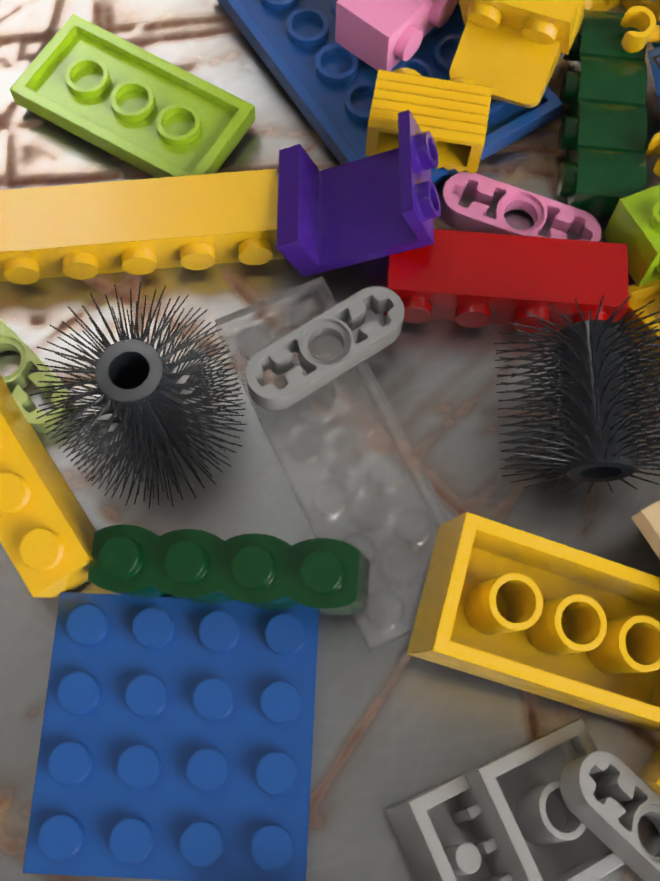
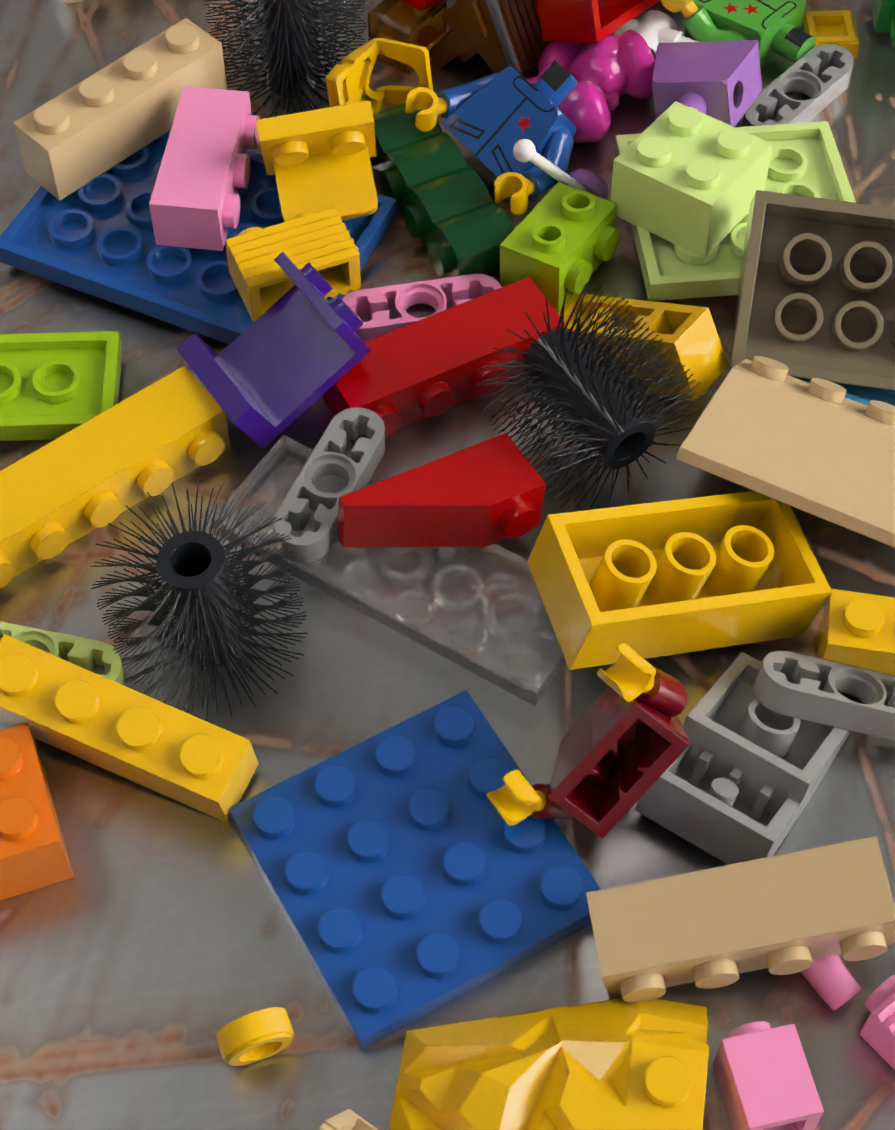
camera: 30 degrees left, 15 degrees down
(245, 568) = (392, 683): dark green brick -> none
(385, 768) = (608, 753): none -> dark red torso
(417, 429) = (449, 502): none -> red slope

